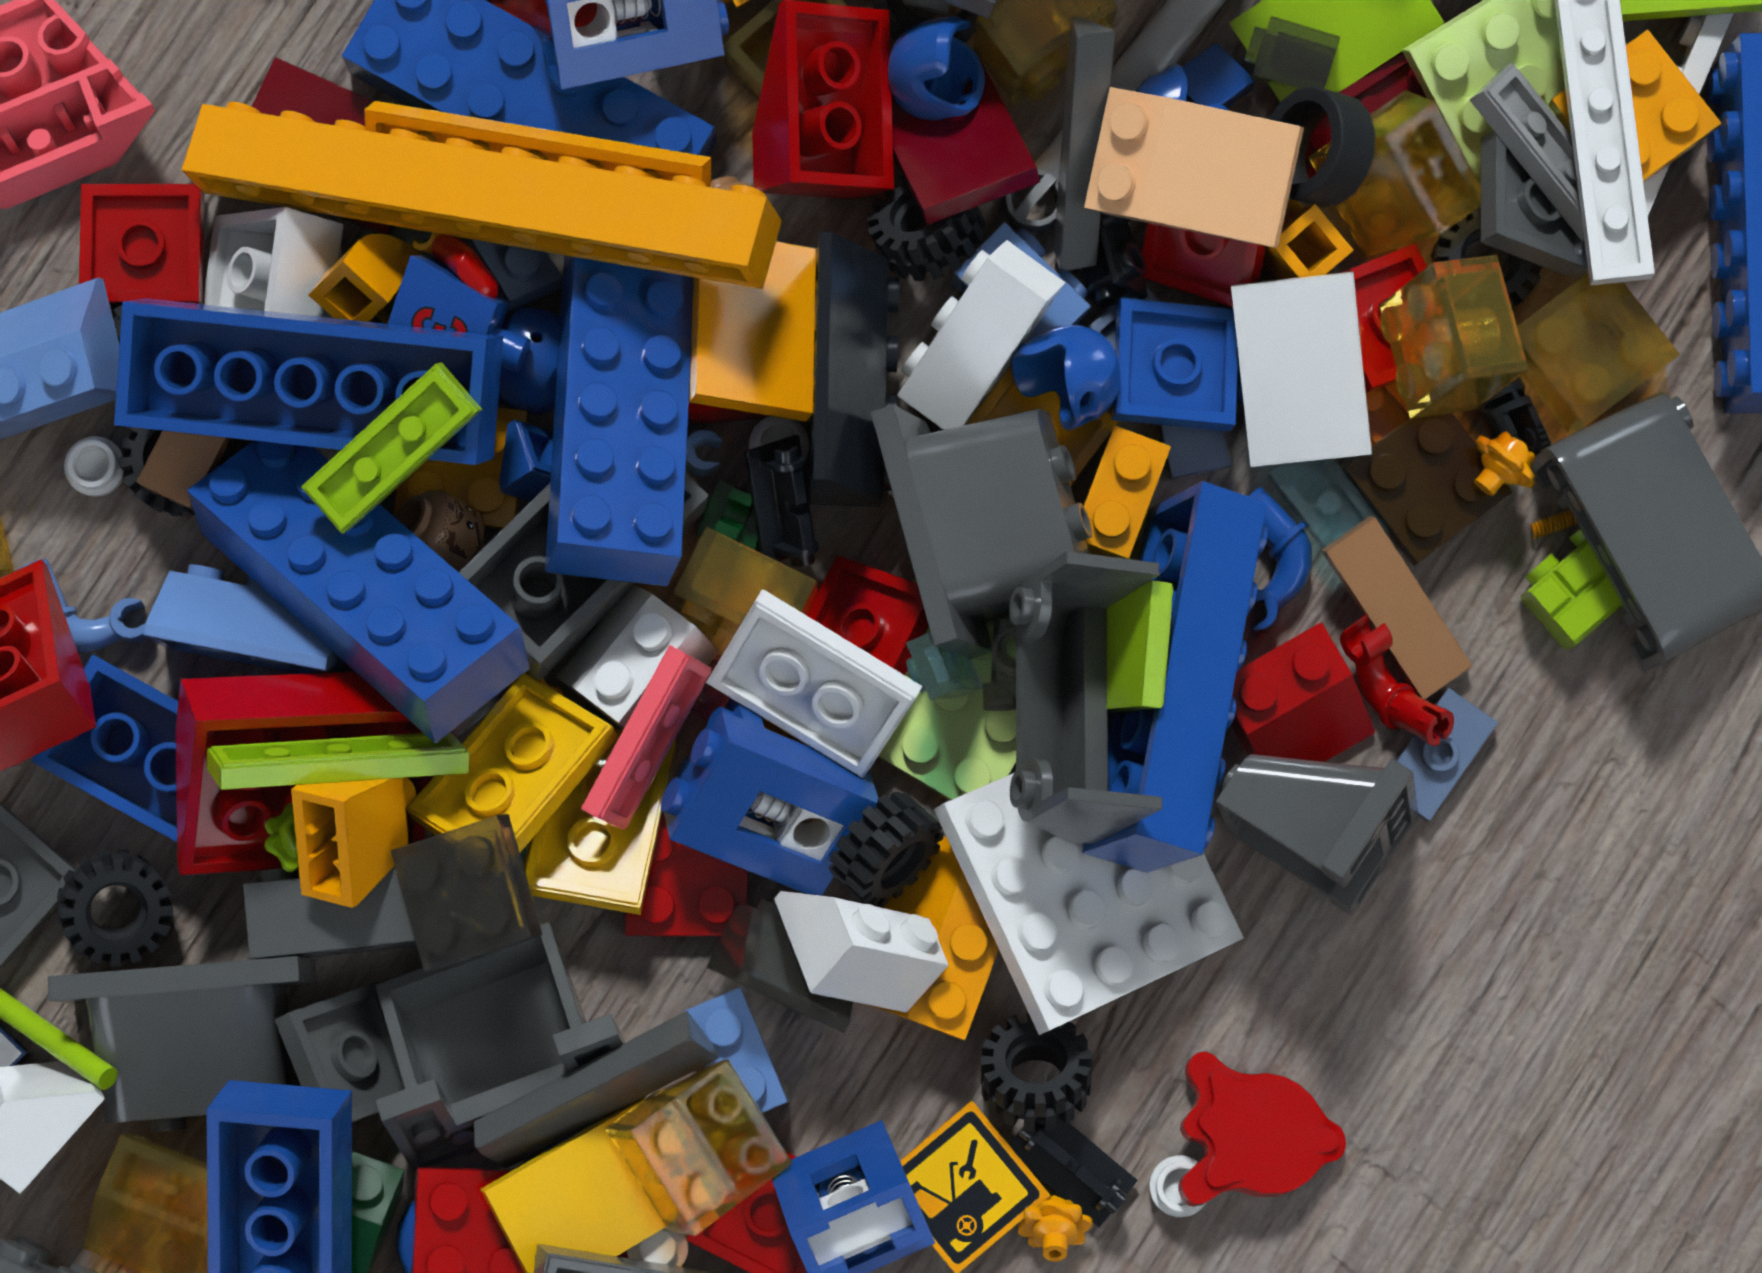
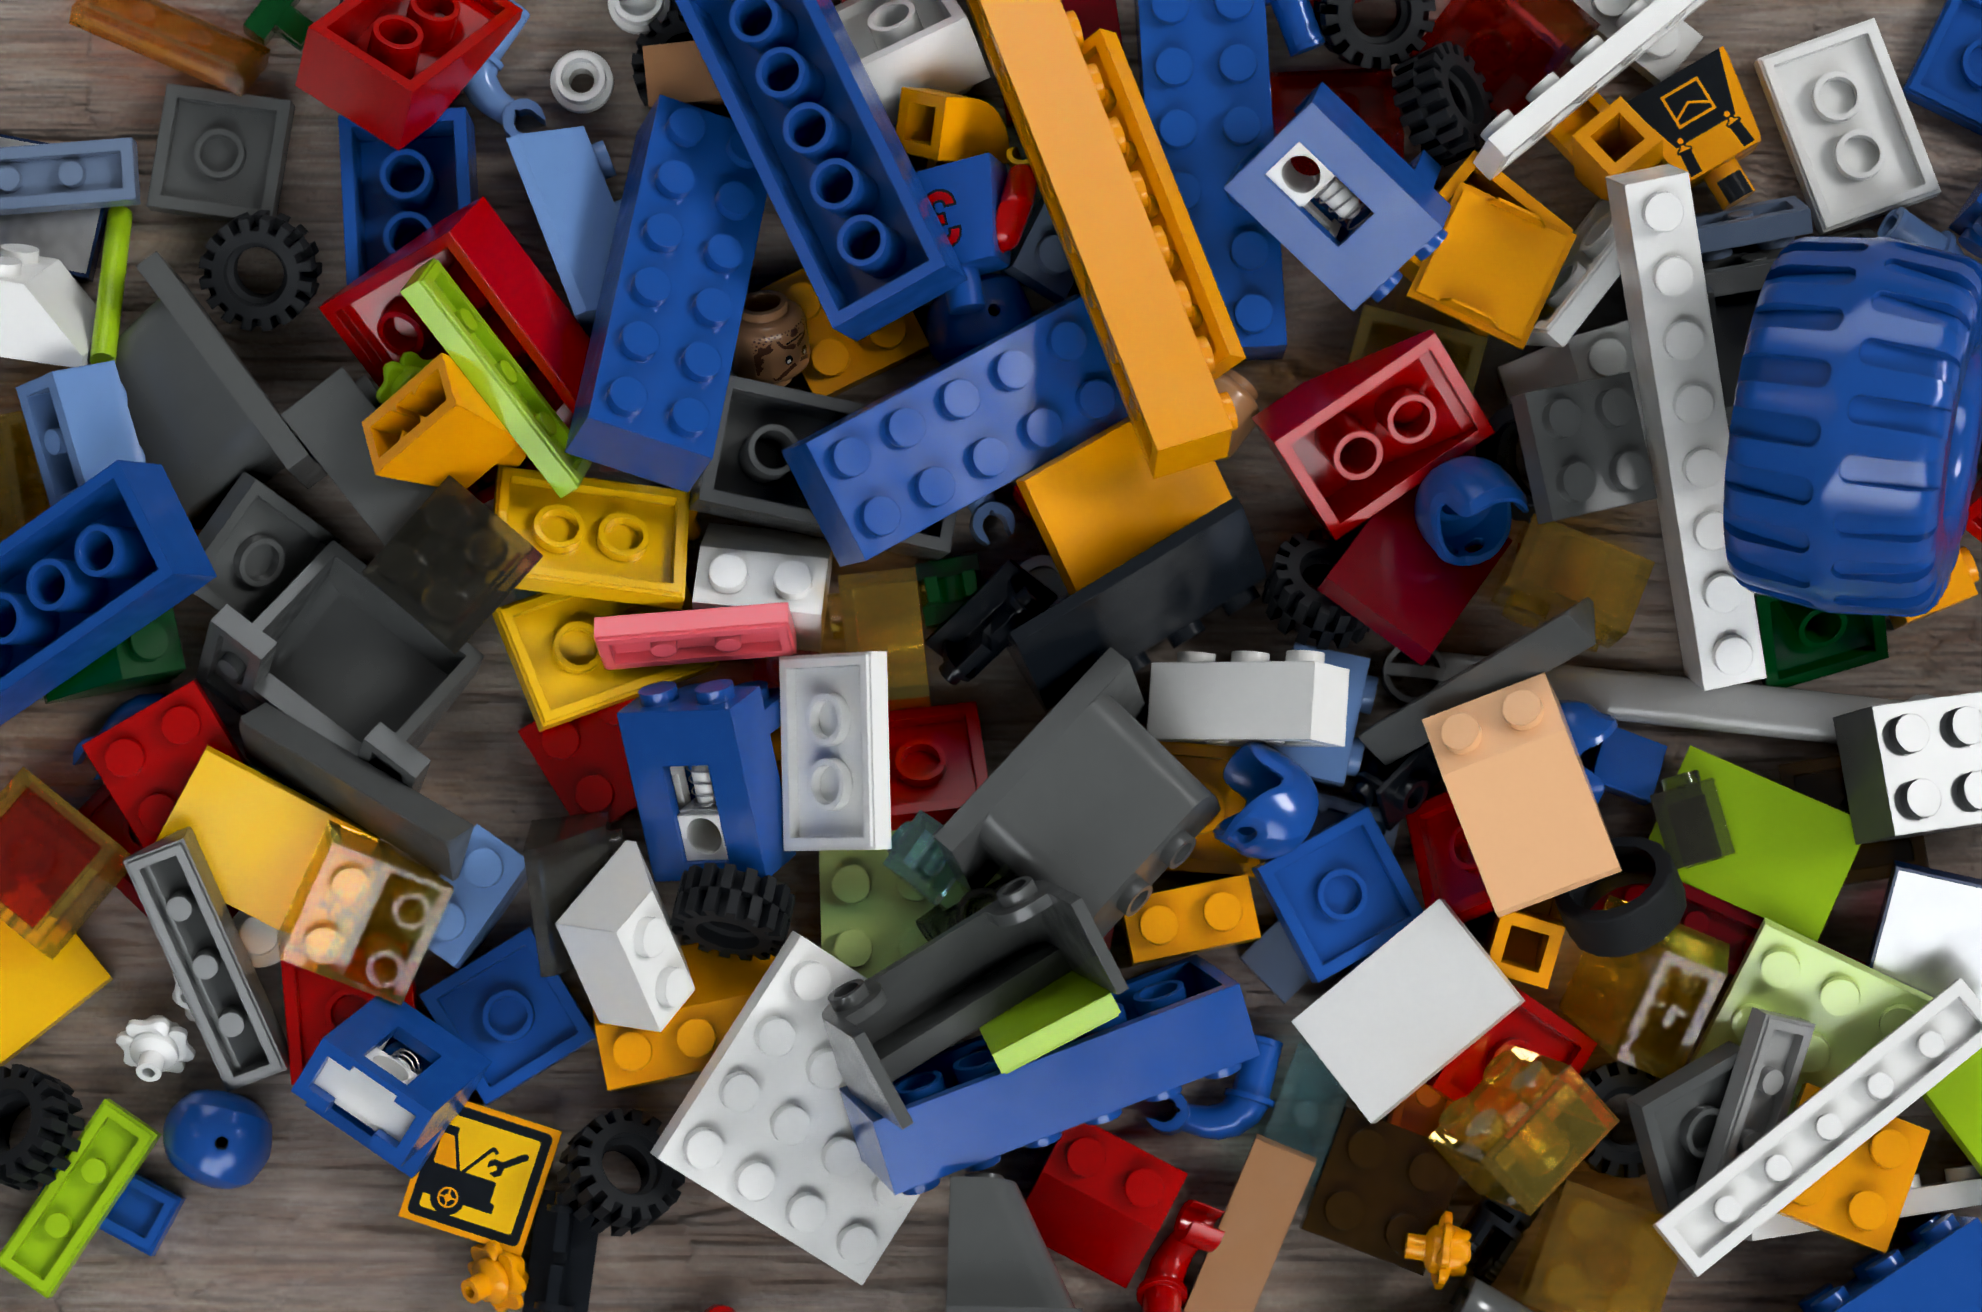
camera: 60 degrees right, 0 degrees up
(113, 543) = (578, 63): none -> white plate
(152, 1131) = (78, 425): none -> medium blue brick
(391, 447) = (800, 245): lime tile -> none
(526, 460) = (881, 370): blue slope -> none
(850, 1082) = (510, 1014): none -> blue plate

